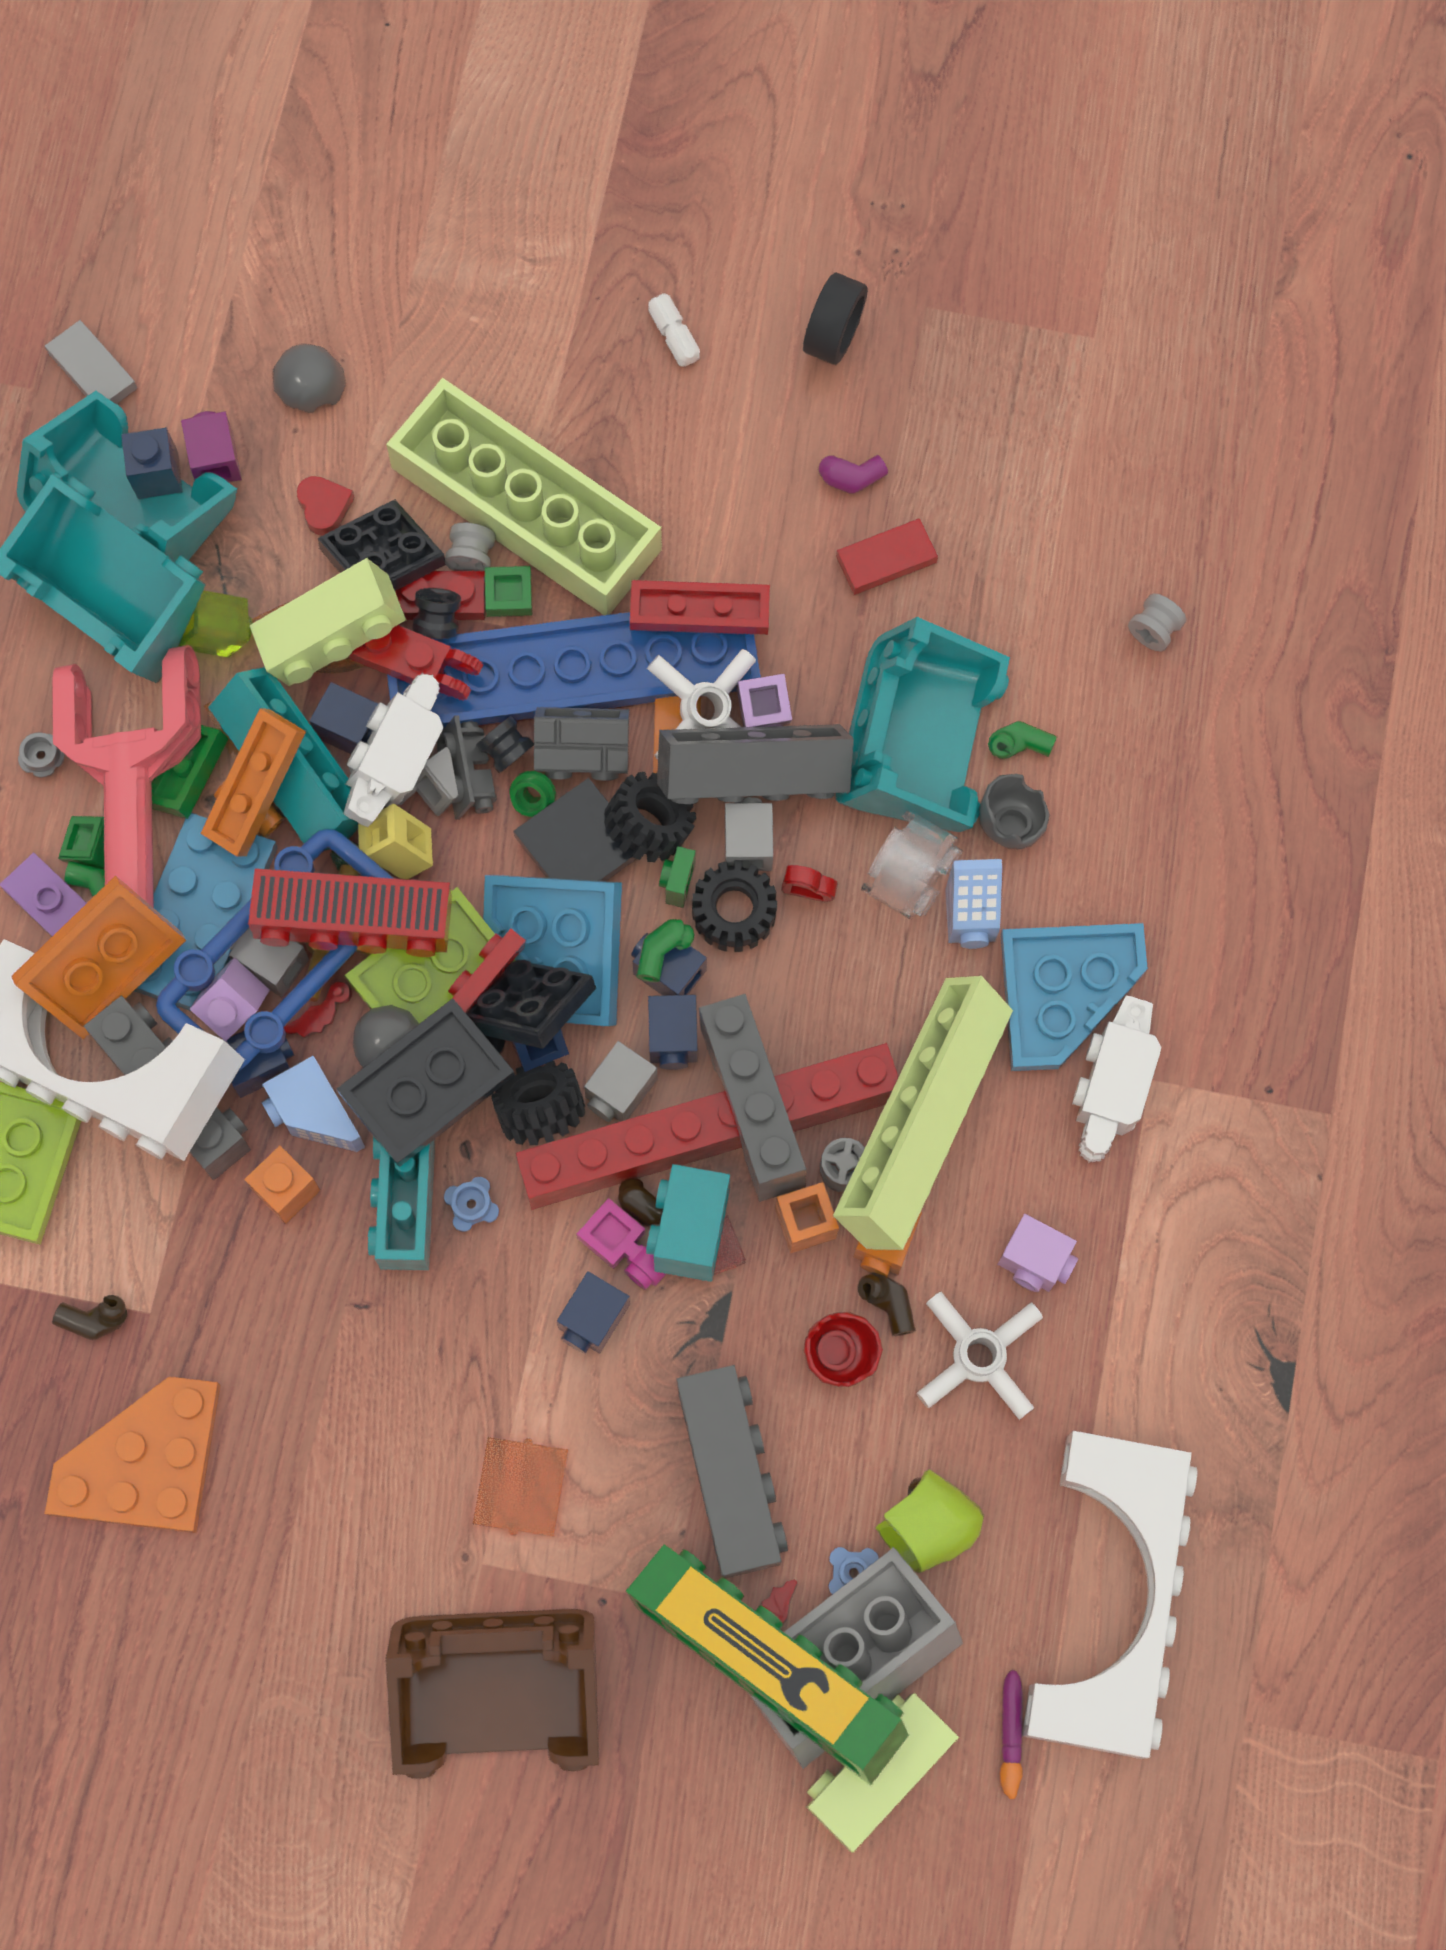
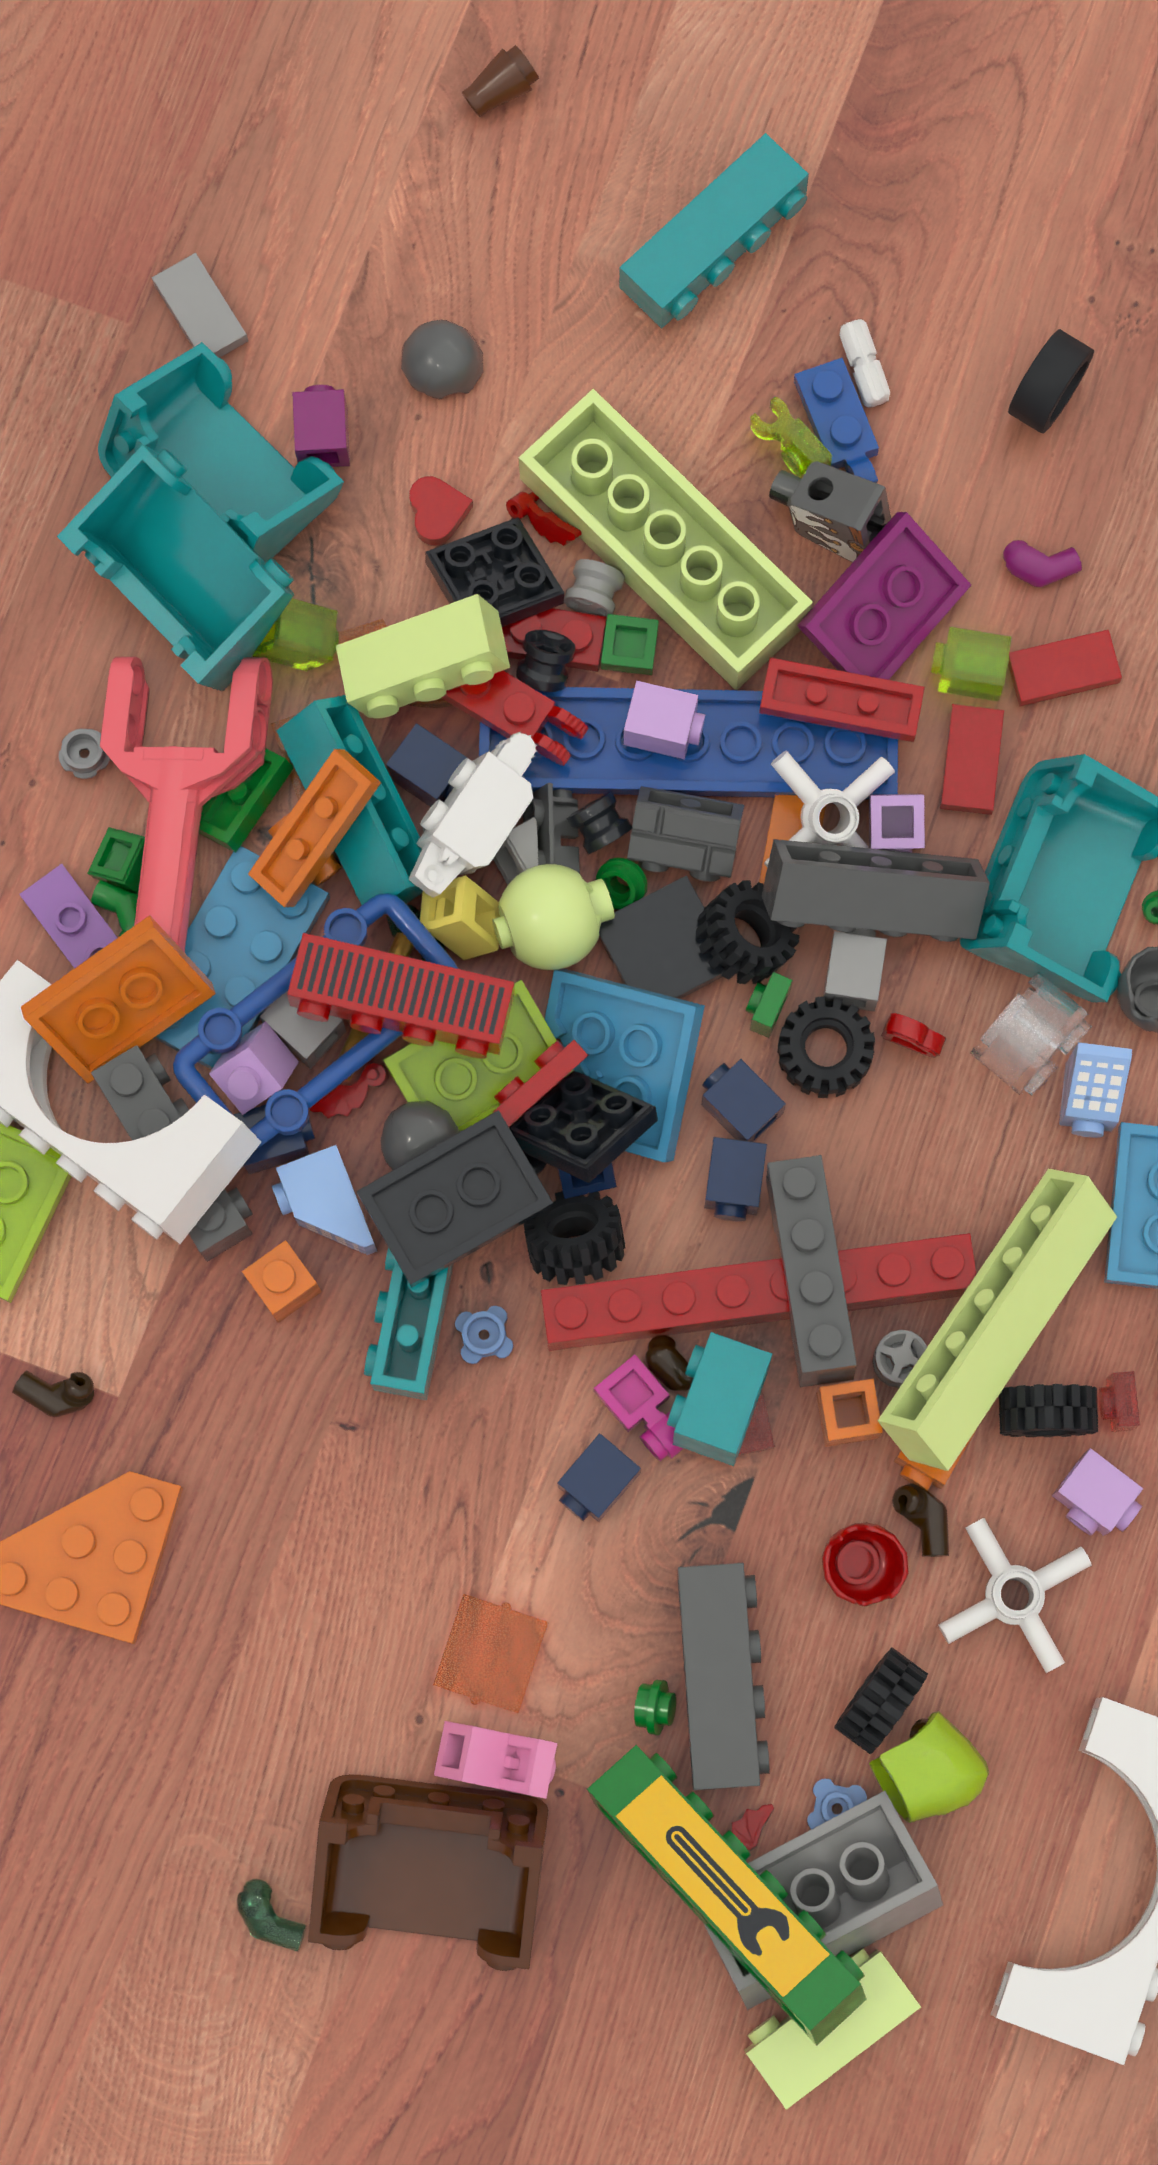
camera: 15 degrees right, 5 degrees up
(152, 463) = (253, 436): dark blue brick -> none
(326, 142) = (501, 81): none -> reddish brown cone
(347, 1762) = (262, 1920): none -> clear green arm
(419, 502) = (545, 523): none -> red piece
(475, 828) = (551, 916): none -> yellowish green brick
(527, 238) = (714, 231): none -> teal brick
(539, 1579) = (496, 1759): none -> bright pink brick
(546, 646) = (663, 720): none -> lavender brick
(619, 1084) = (666, 1228): light grey brick -> none
(629, 404) = (798, 443): none -> clear neon green plate
(658, 943) = (735, 1080): green arm -> none
(660, 382) = (838, 417): none -> blue plate
(670, 452) = (833, 507): none -> dark grey torso
(675, 1508) = (654, 1707): none -> green plate
(724, 520) = (885, 601): none -> magenta plate
(807, 563) = (972, 663): none -> clear neon green brick
(820, 644) = (972, 759): none -> red tile
(877, 1467) = (881, 1700): none -> black tyre
(981, 1187) = (1048, 1410): none -> black tyre
(1012, 1708) = (973, 2049): magenta piece -> none
(1043, 1171) = (1120, 1402): none -> clear red plate

